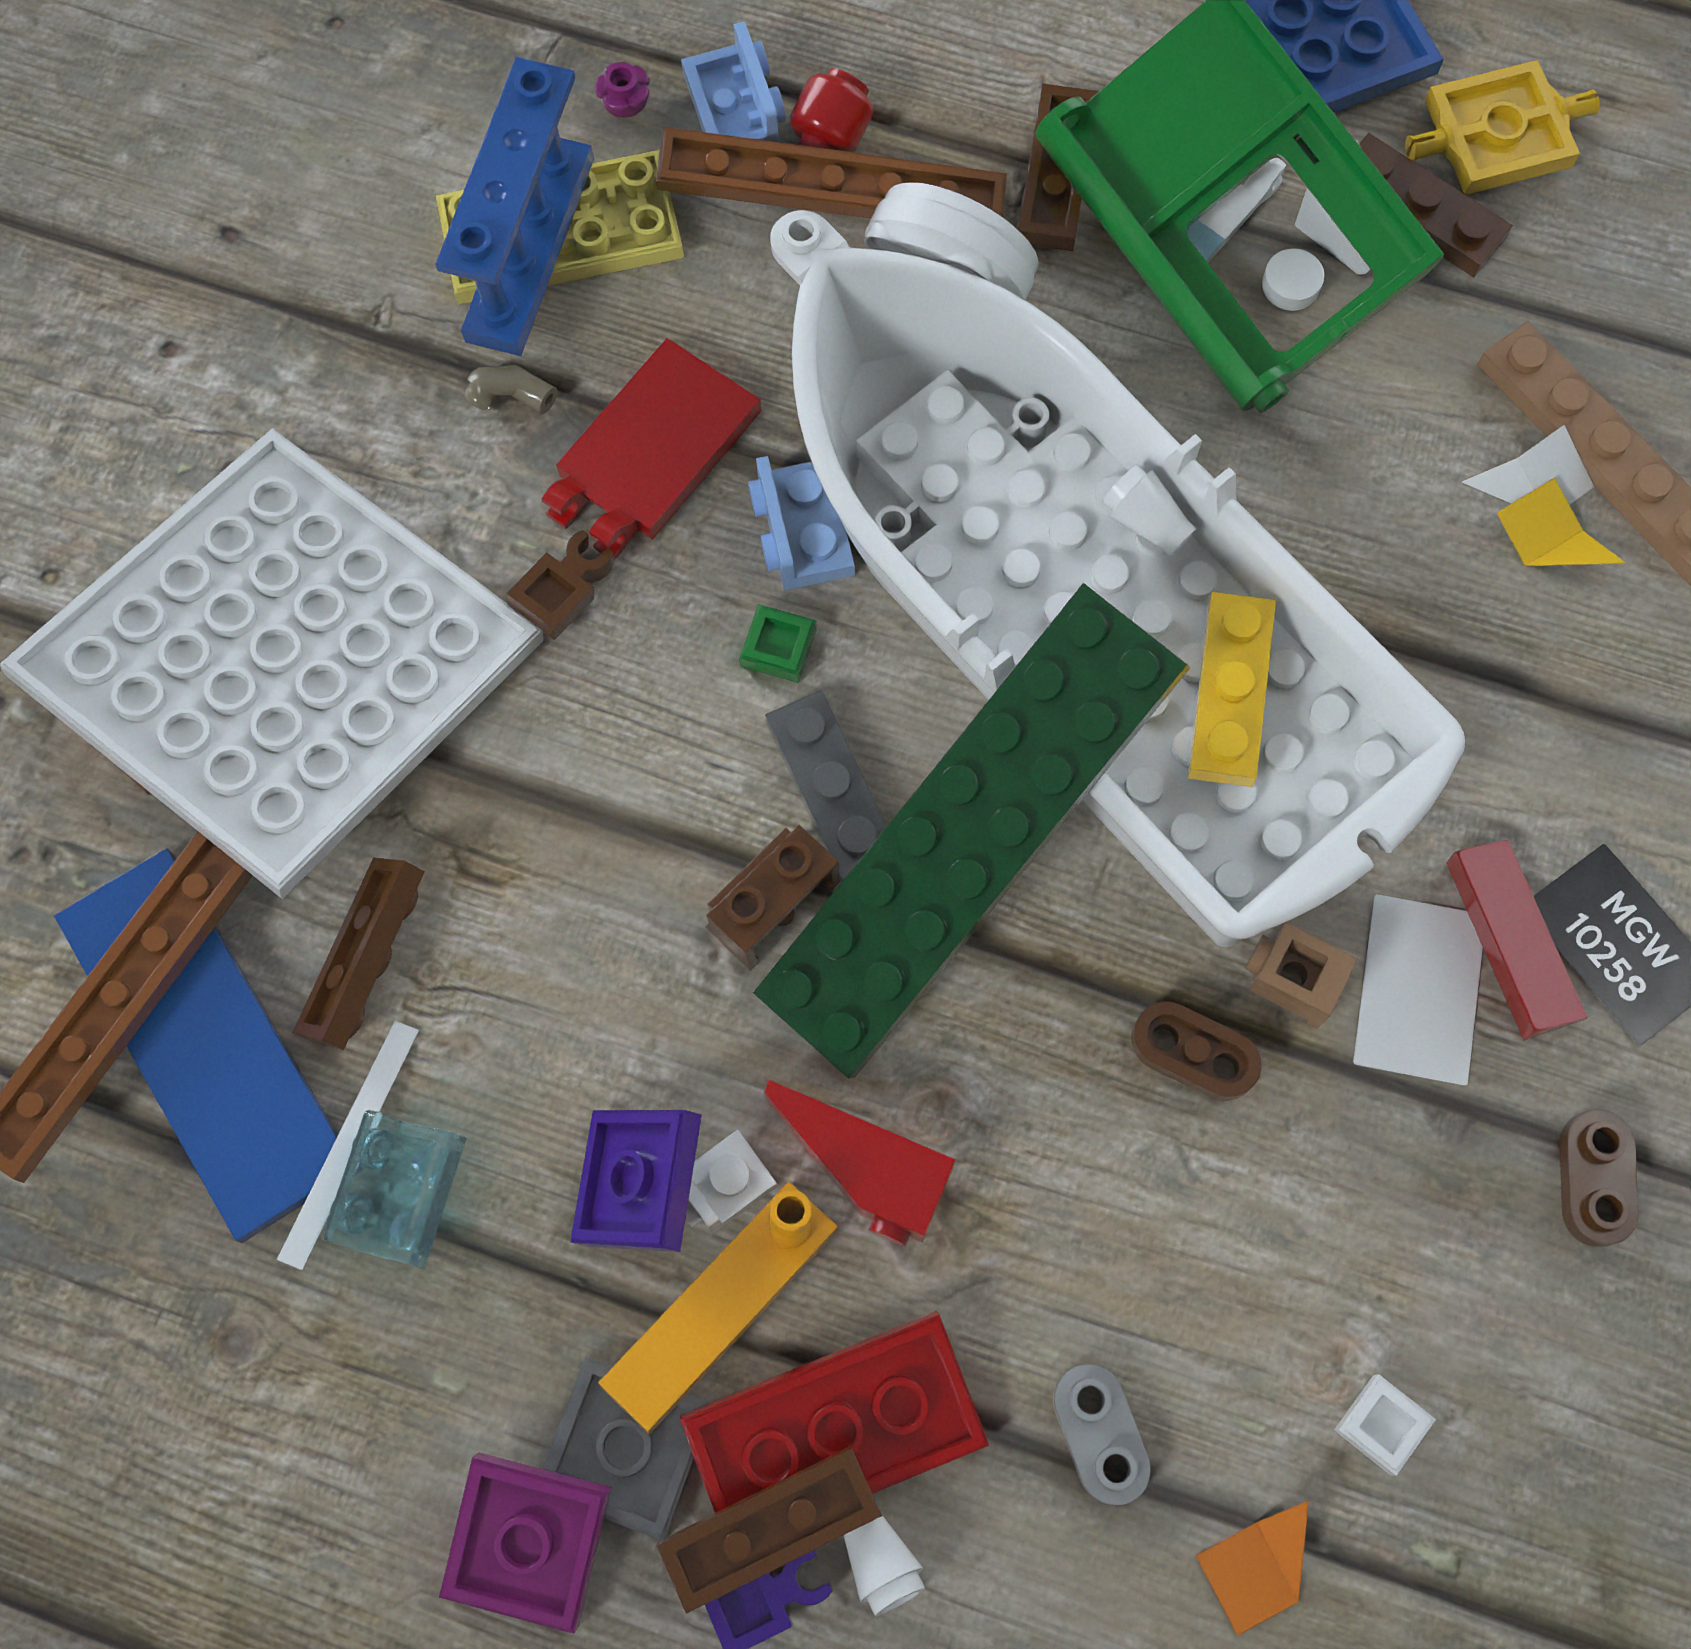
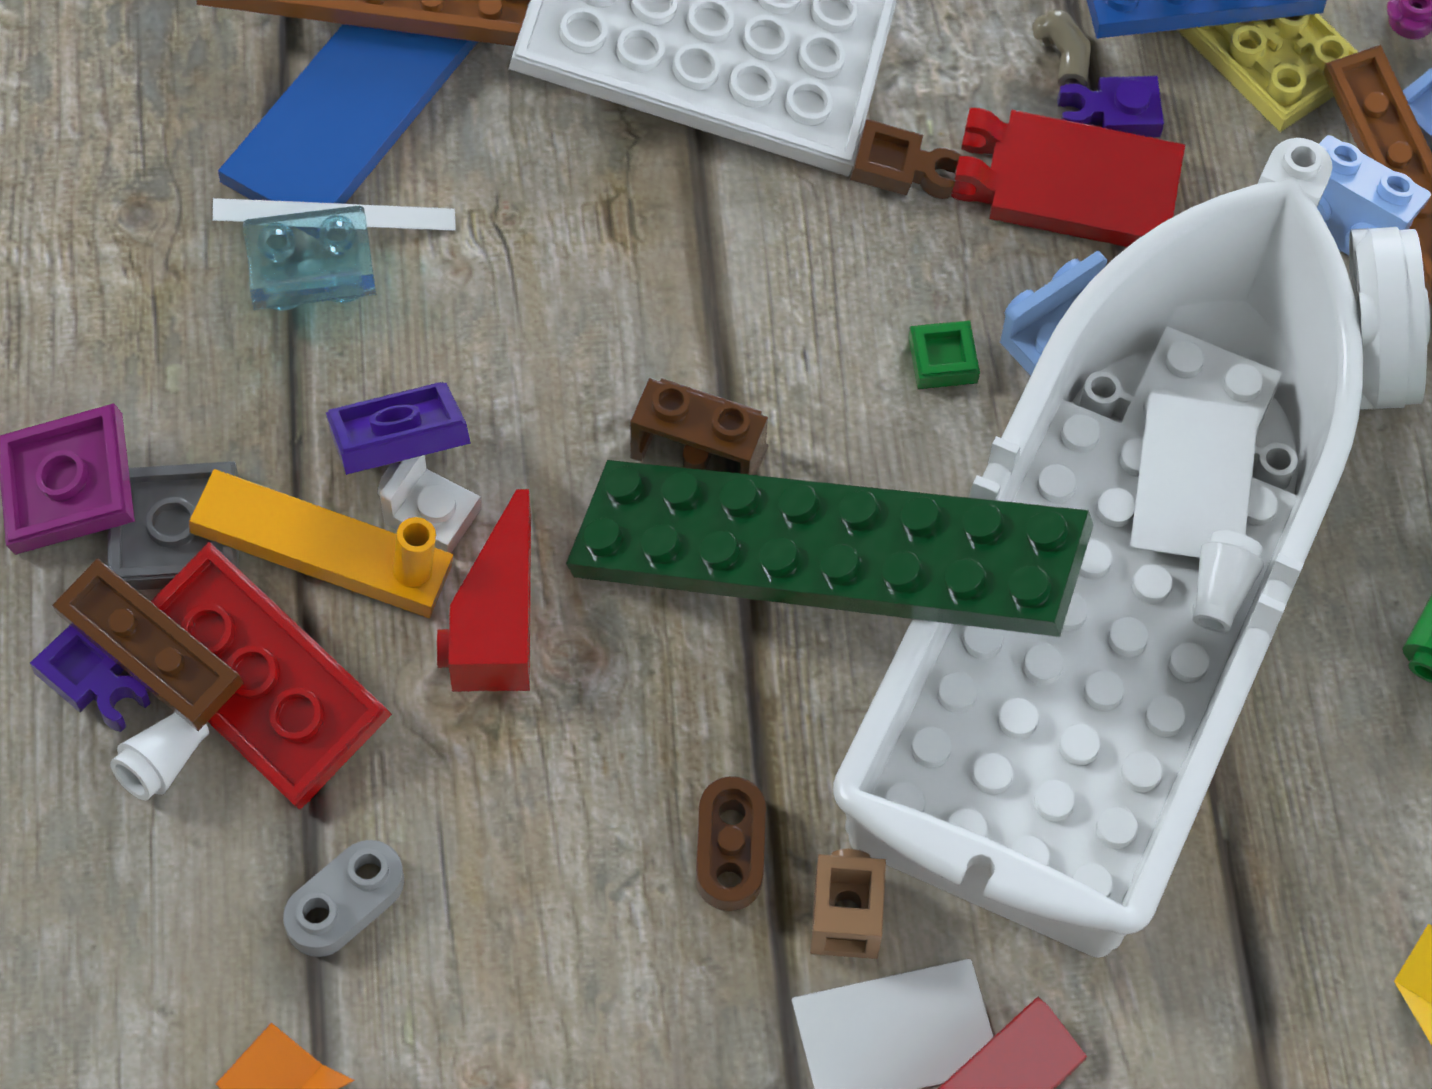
camera: 60 degrees right, 10 degrees down
(359, 953) = (496, 154): reddish brown plate -> none
(593, 372) = (1119, 104): none -> dark purple plate
(821, 192) = (1365, 194): none -> light blue bracket
(827, 778) = (845, 432): dark grey plate -> none
(1026, 488) = (1192, 473): none -> white sticker
(1232, 689) = (1086, 719): yellow plate -> none

